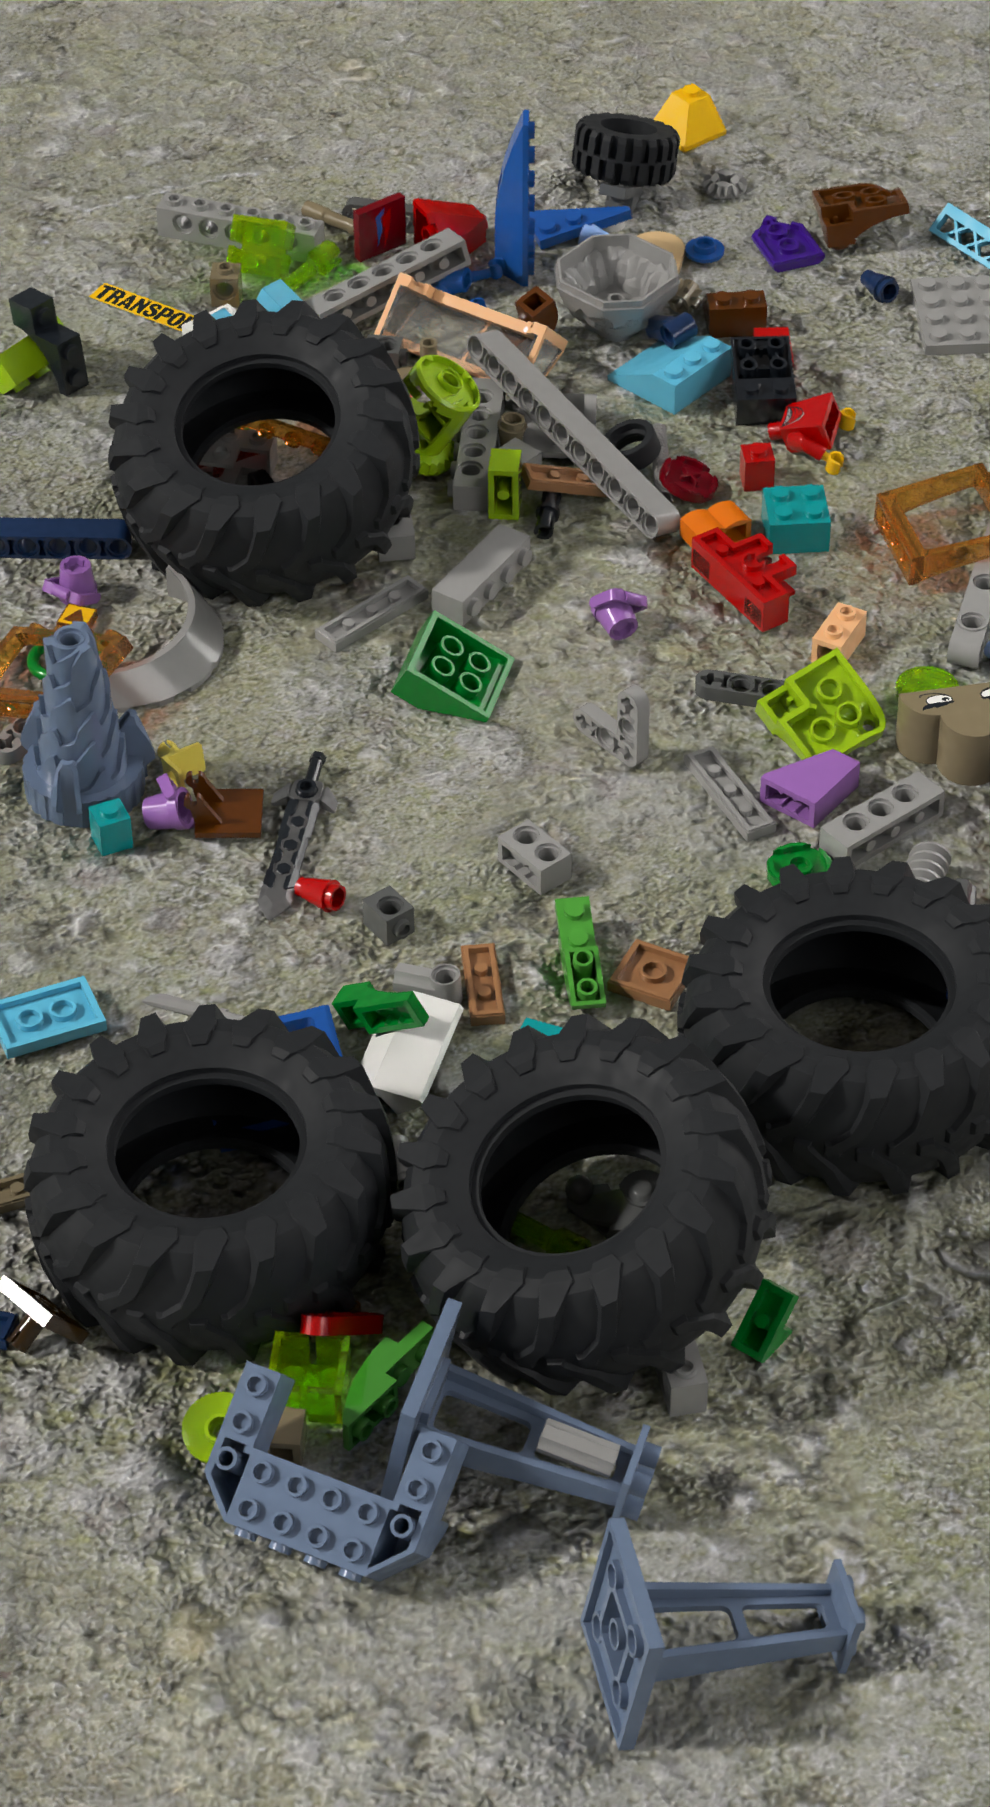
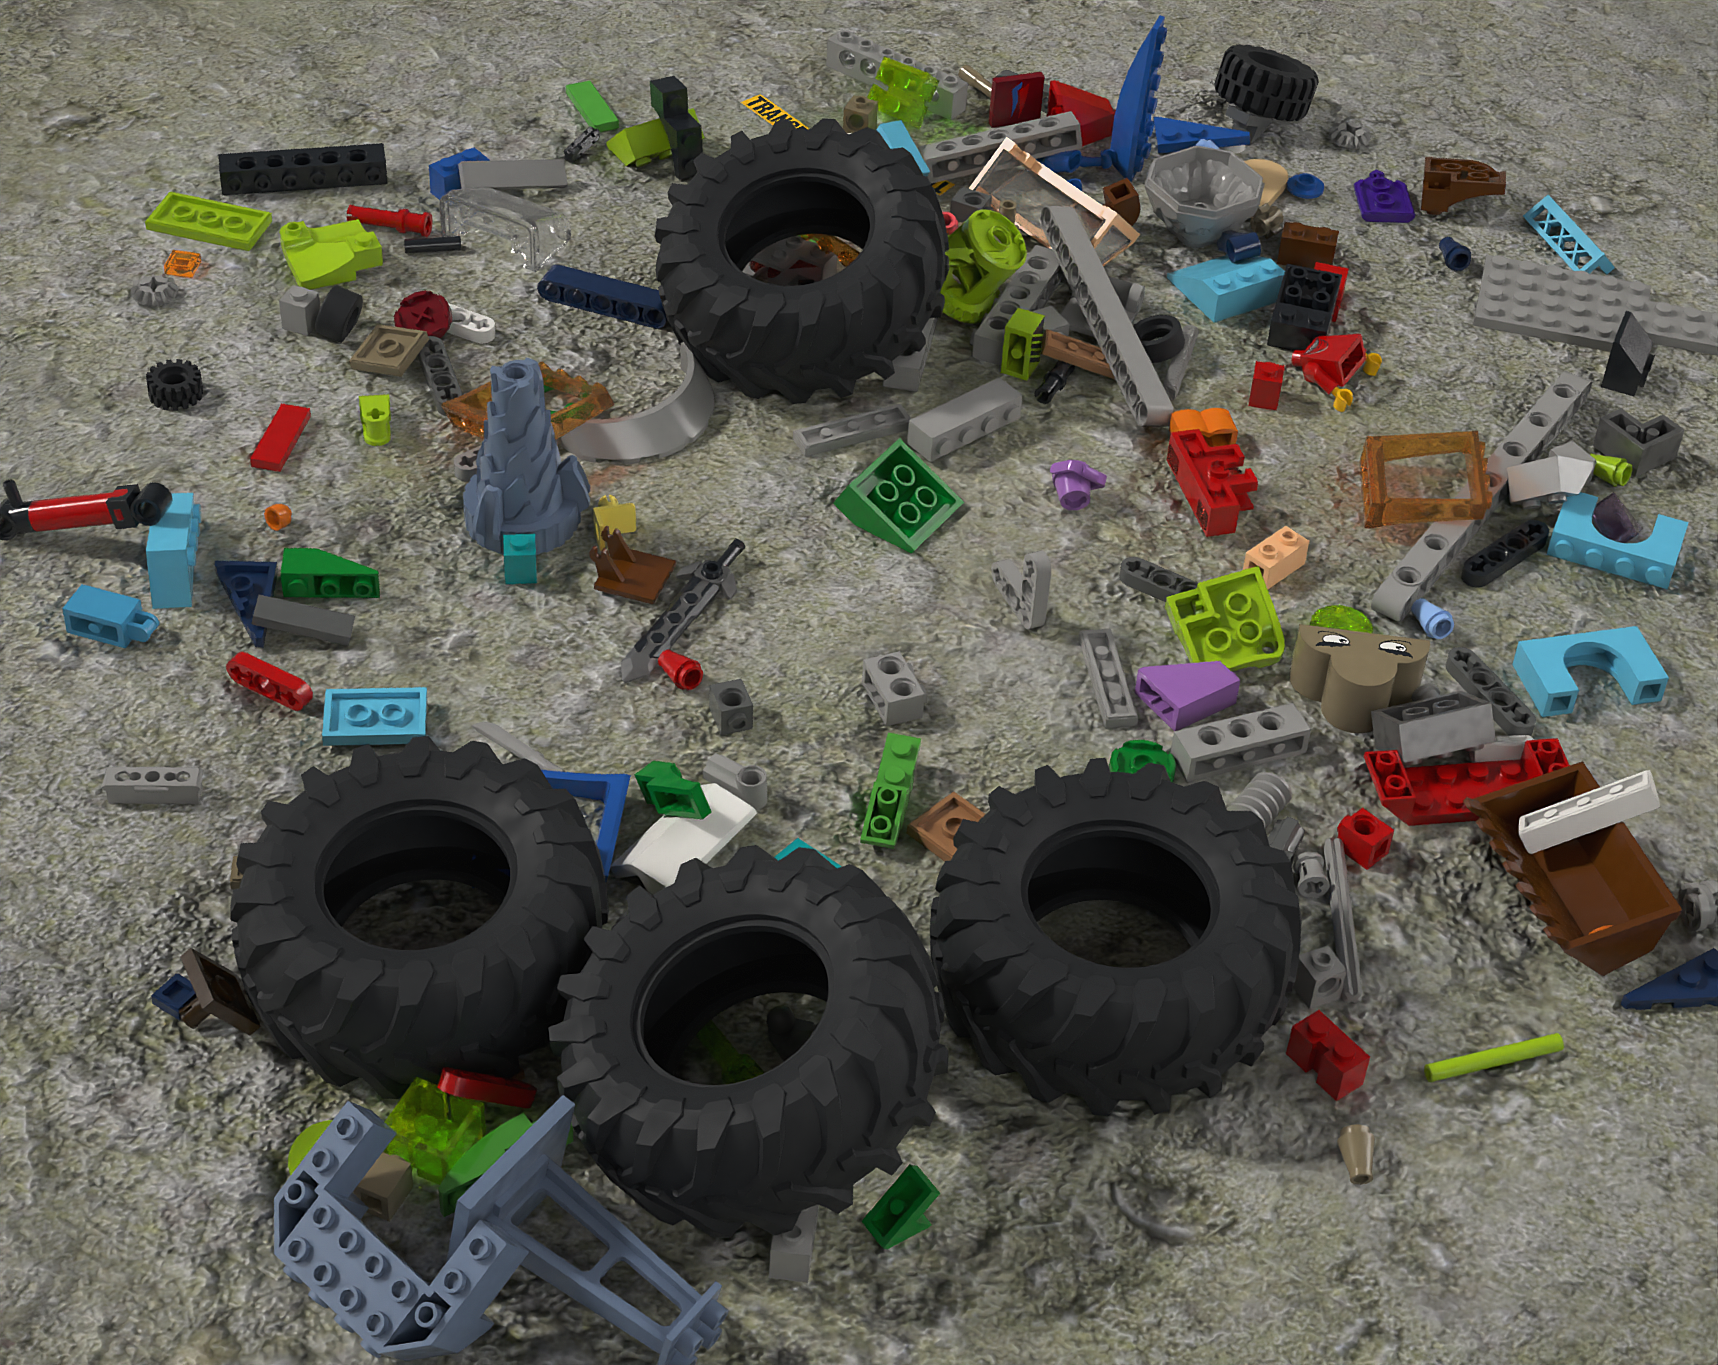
camera: 15 degrees right, 0 degrees up
(74, 583) = (600, 338): medium lavender piece -> none
(77, 613) = (589, 368): tile -> none
(167, 808) = (573, 555): medium lavender piece -> none
(319, 261) = (952, 117): clear neon green piece -> none
(482, 984) = (790, 795): medium nougat tile -> none
(510, 426) = (1052, 294): dark tan cone -> none
(578, 1448) = (642, 1285): light grey axle -> none
(688, 479) = (1197, 381): dark red tile -> none
(693, 116) = (1342, 72): yellow slope -> none
(796, 518) = (1281, 441): teal brick -> none

